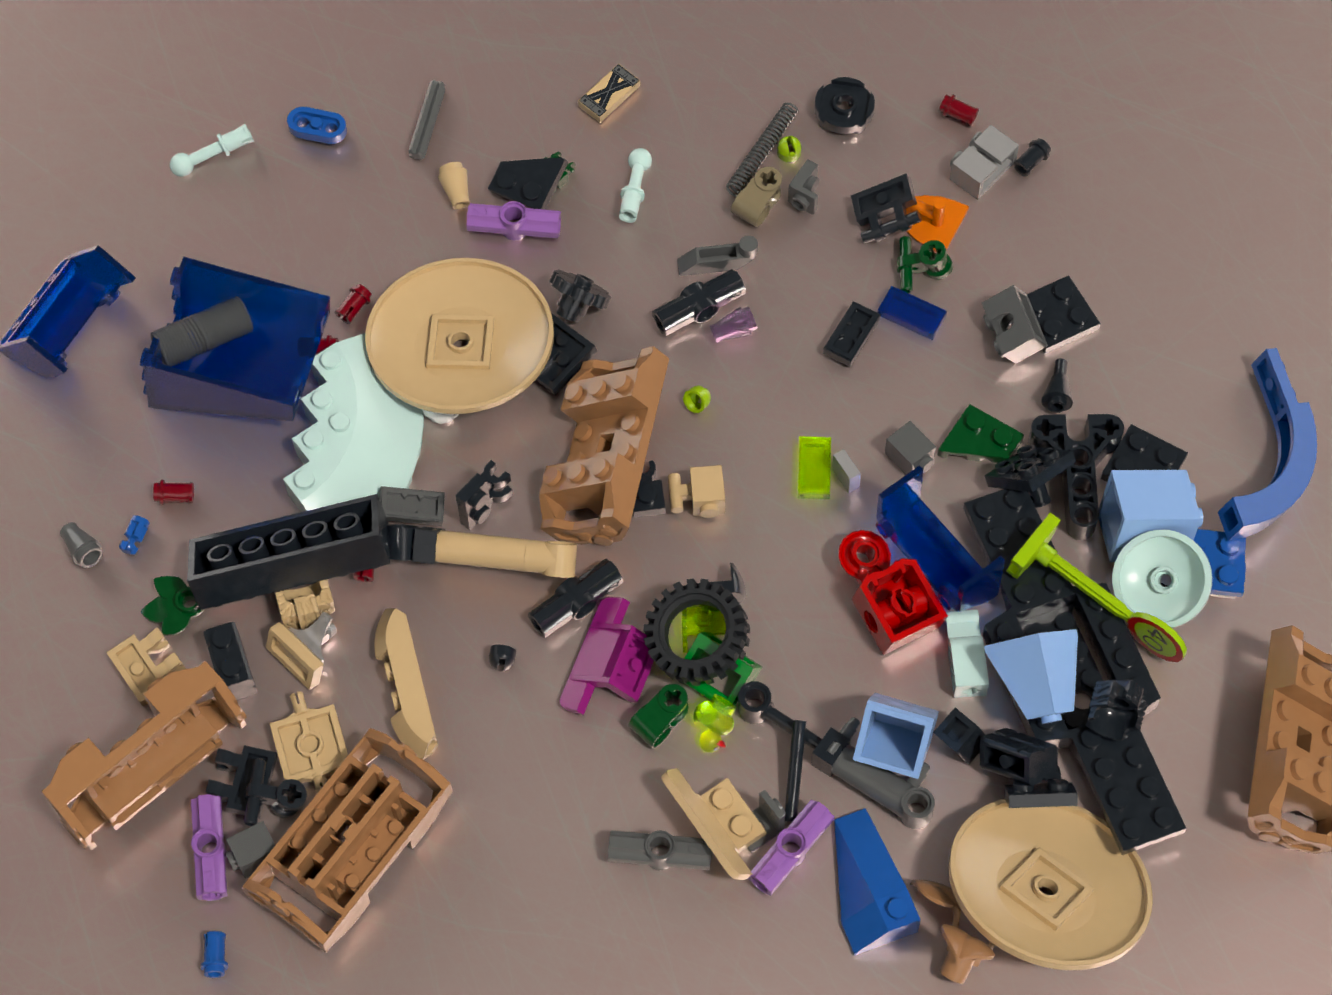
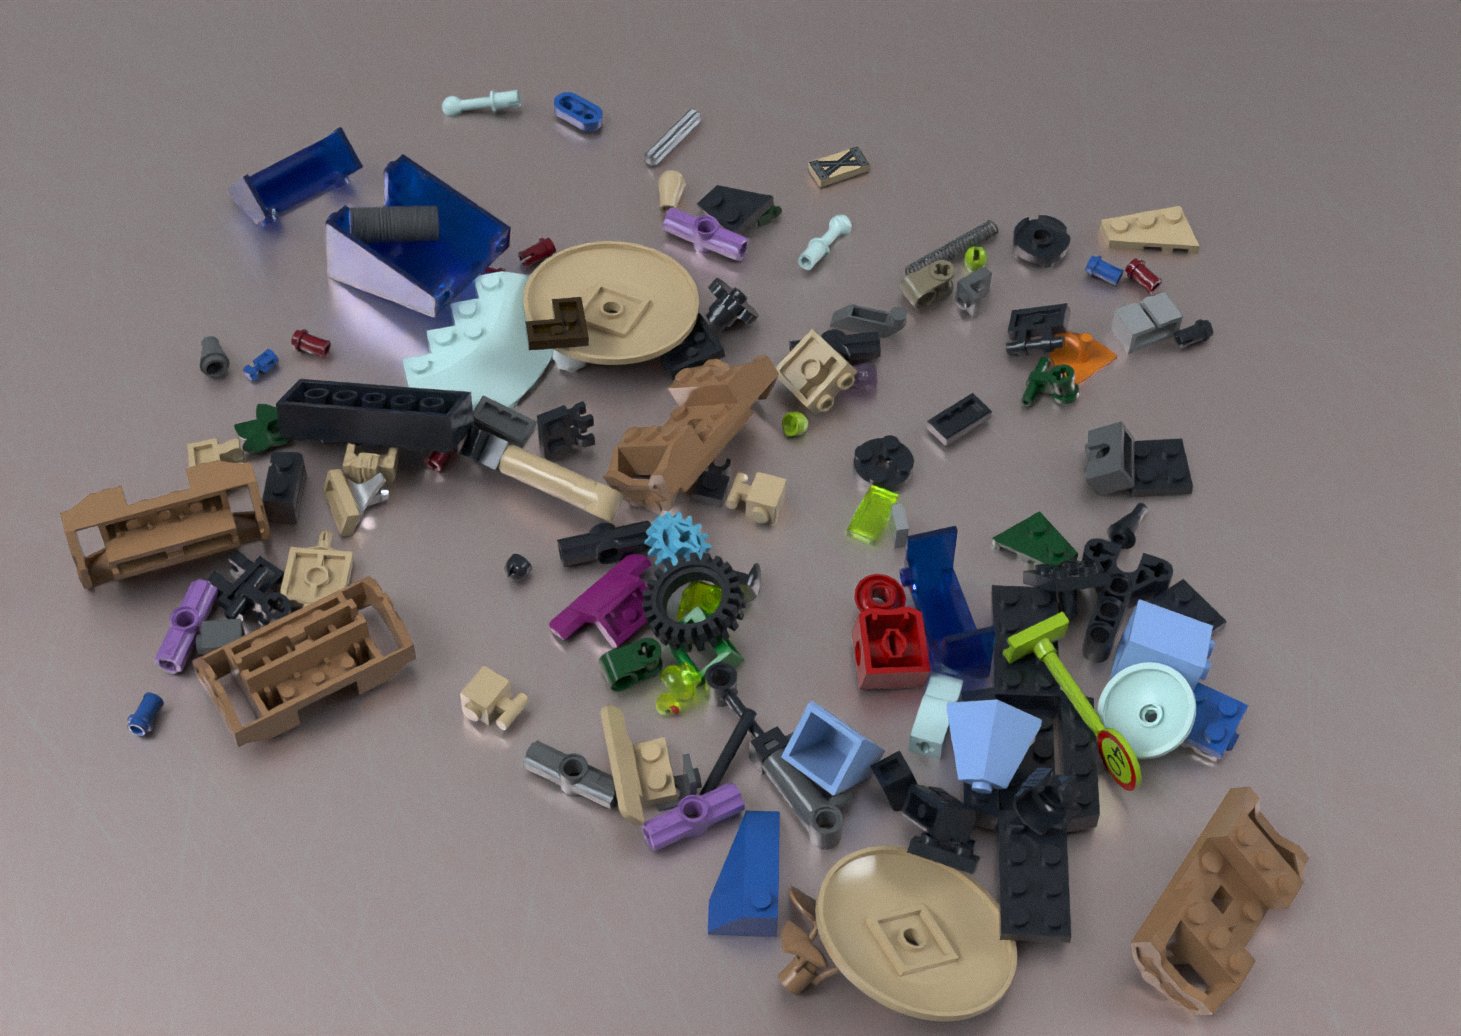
camera: 20 degrees right, 10 degrees down
(413, 721) = (427, 544): tan brick -> none
(436, 386) = (563, 331): none -> dark brown plate
(540, 803) = (488, 696): none -> tan brick
(646, 571) = (675, 536): none -> medium azure gear
(696, 338) = (815, 372): none -> tan plate
(803, 393) = (883, 450): none -> black plate
(910, 448) = (971, 528): dark grey brick -> none
(912, 312) = (1023, 422): clear blue tile -> none
(919, 117) = (1104, 270): none -> blue pin
(945, 53) = (1154, 228): none -> tan wing
(1296, 454) = (1280, 686): arch -> none

